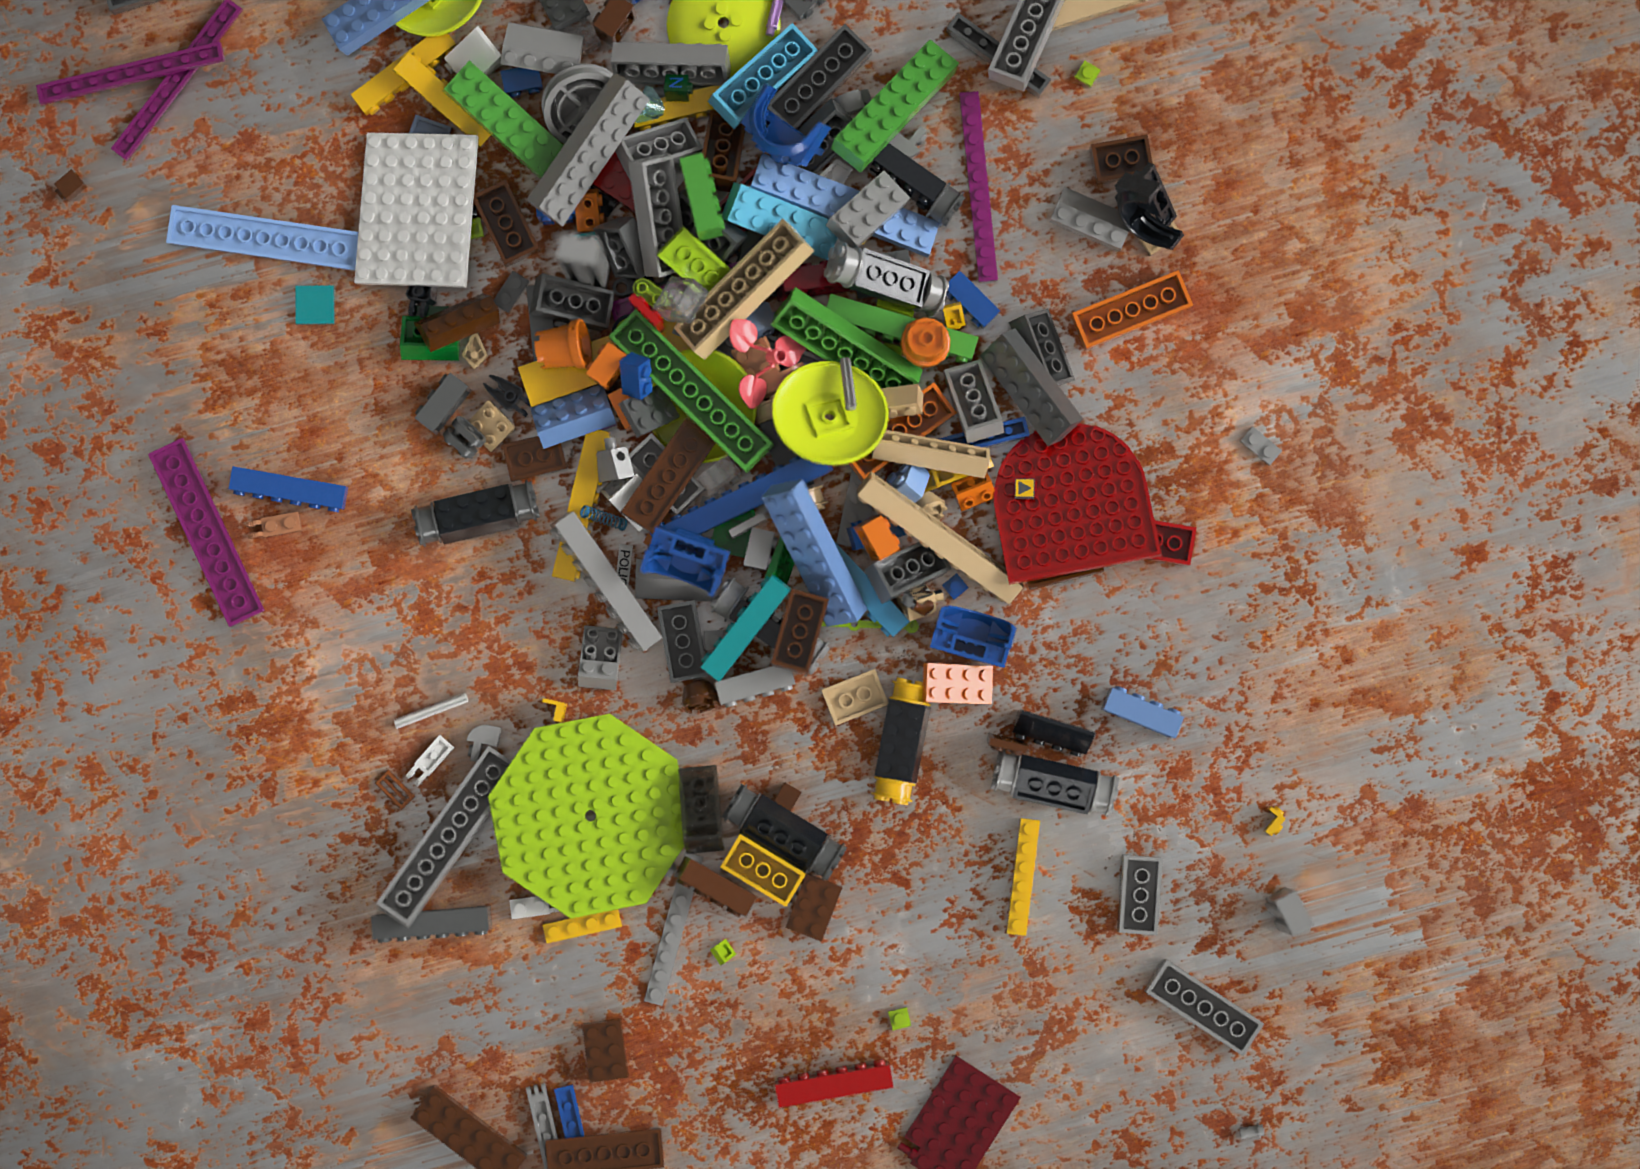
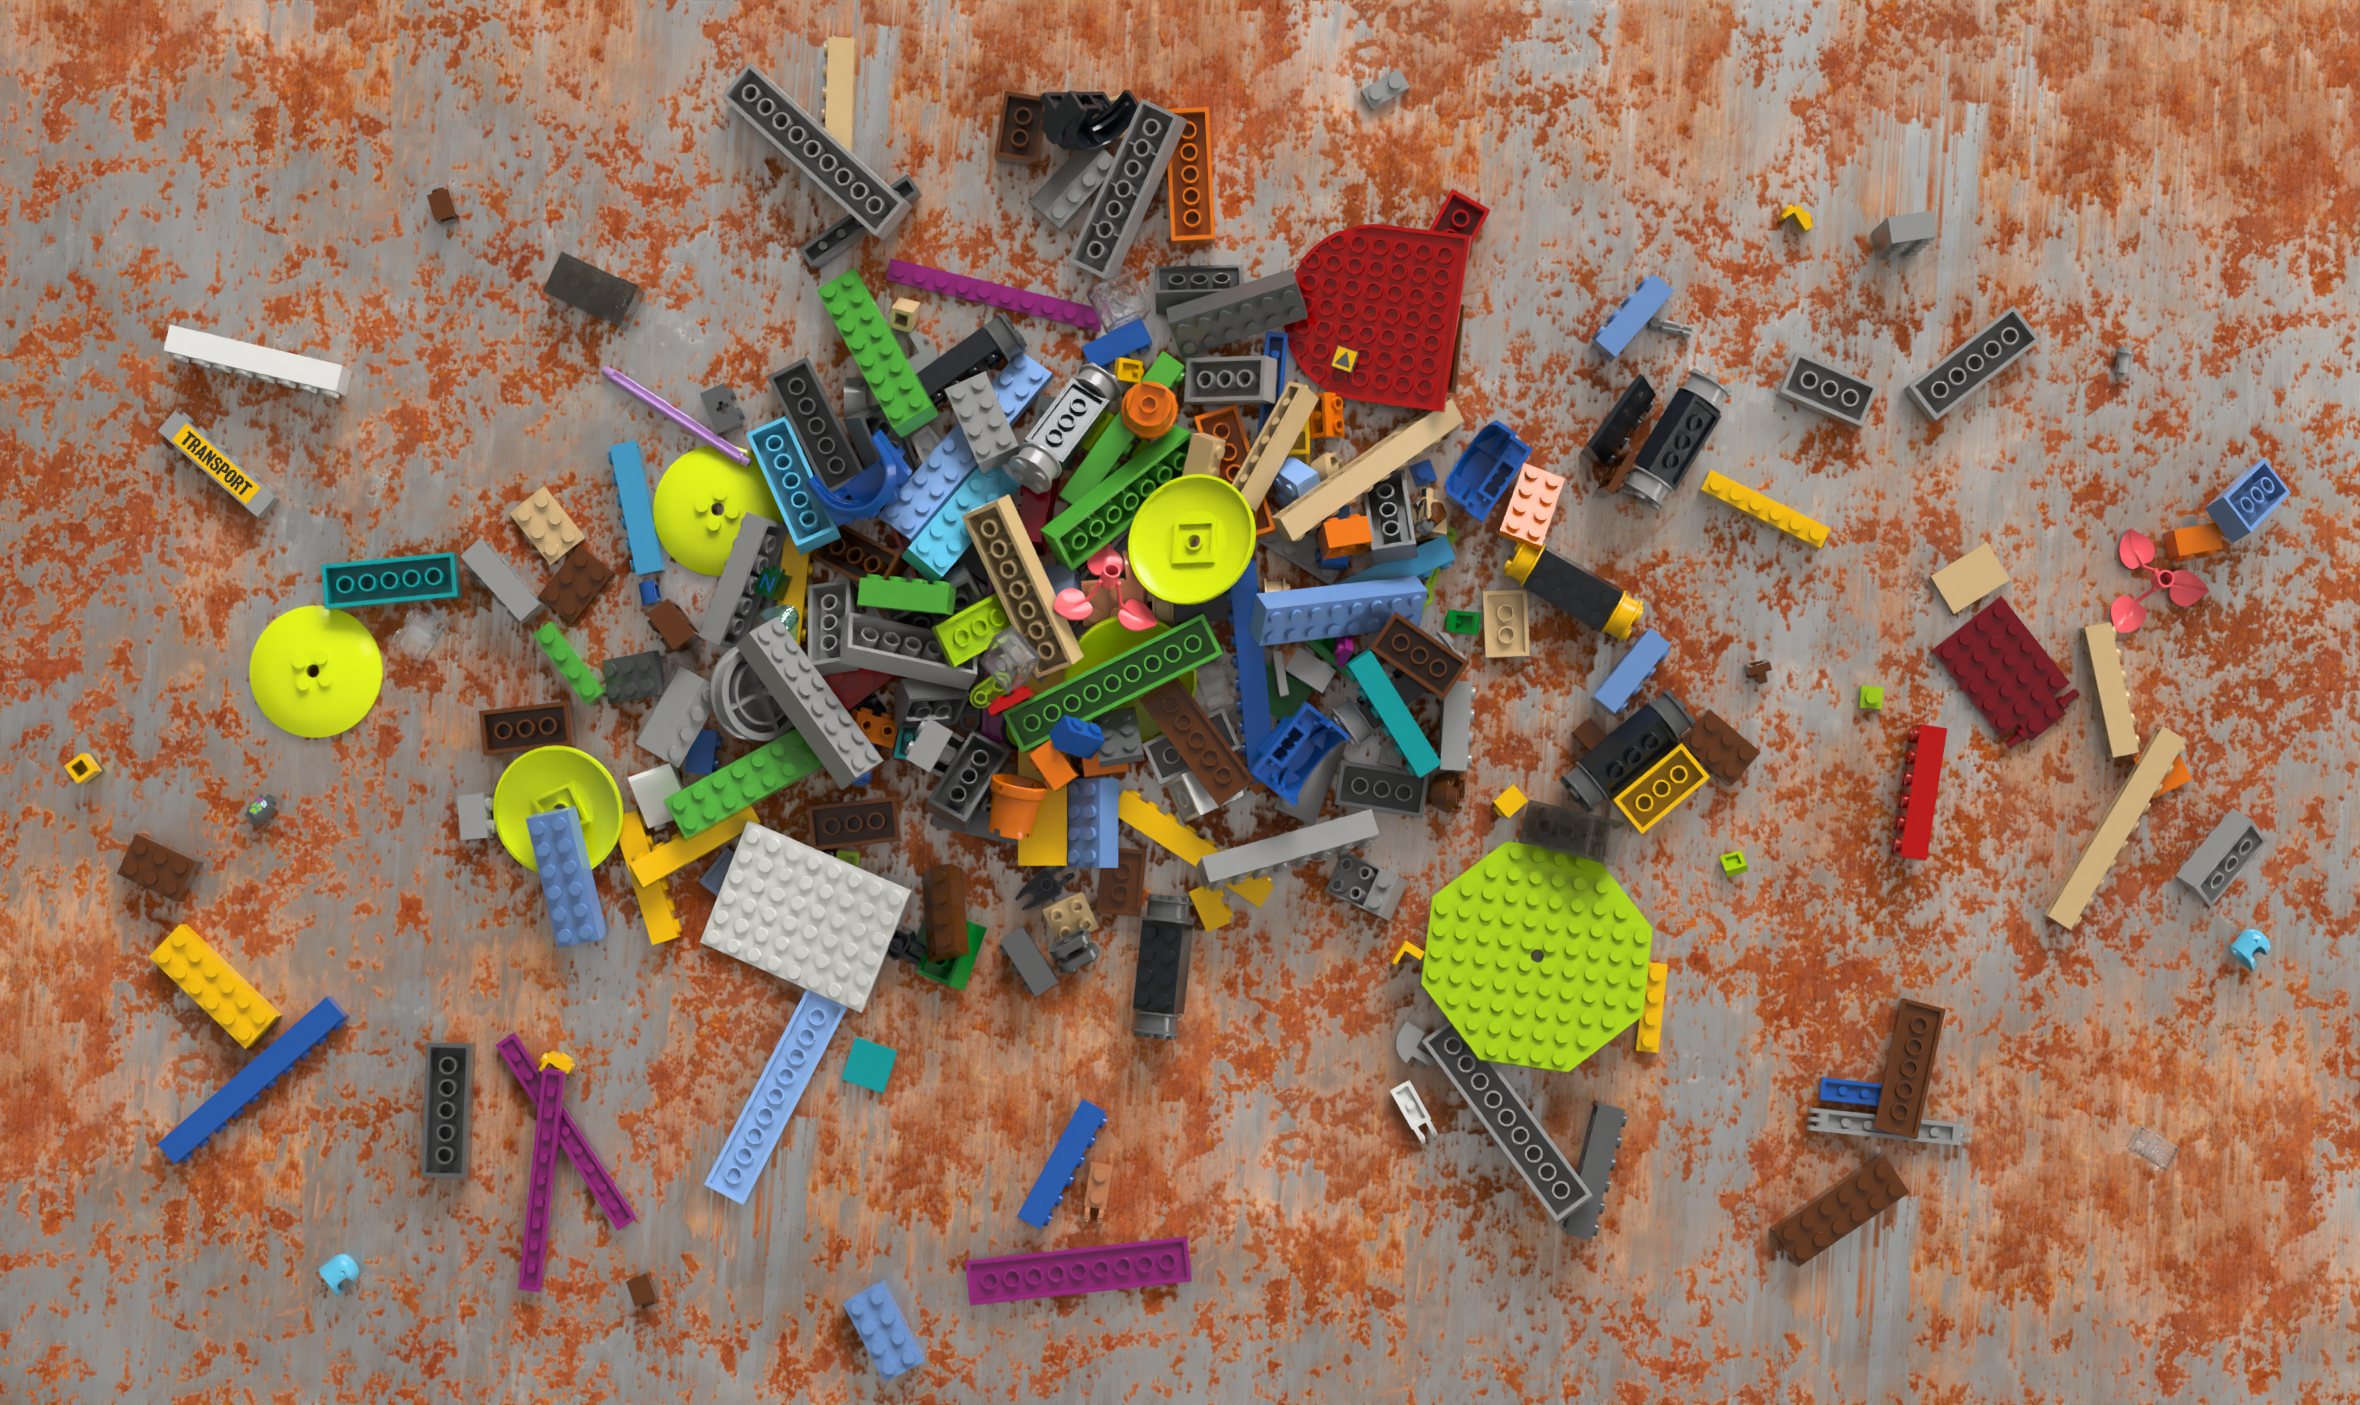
camera: 65 degrees left, 0 degrees up
(103, 391) = (884, 1330): none -> medium blue brick
(231, 54) = (561, 1061): none -> yellow bracket
(400, 784) = (1415, 1168): dark orange tile -> none
(427, 712) = (1360, 1091): white axle -> none
(474, 351) = (983, 907): tan piece -> none
(510, 291) = (930, 844): dark grey plate -> none
(529, 907) = (1612, 1058): white hinge -> none
(537, 537) = (1211, 908): none -> yellow brick
(586, 515) = (1204, 842): dark azure piece -> none
(605, 1050) = (1796, 1028): reddish brown brick -> none
(613, 462) = (1160, 796): light grey torso -> none
(624, 562) = (1270, 823): white sticker -> none
(670, 941) = (1689, 909): light grey plate -> none
(709, 750) = (1508, 802): none -> yellow brick
(717, 887) = (1665, 843): reddish brown brick -> none
(784, 569) = (1343, 649): none -> magenta plate
(843, 660) = (1462, 622): none -> green bracket
(848, 384) = (1166, 509): light grey axle -> none
(851, 812) = (1630, 671): none -> medium blue brick
(890, 917) = (1759, 670): none -> reddish brown tile
(935, 118) = (904, 315): none -> tan brick
(1007, 288) = (1118, 302): none -> clear brick
(1026, 1066) = (1969, 578): none -> tan tile
(1087, 73) = (913, 133): lime plate -> none
(1100, 262) = (1127, 190): none -> light grey brick
(1147, 749) = (1670, 327): none -> light grey axle

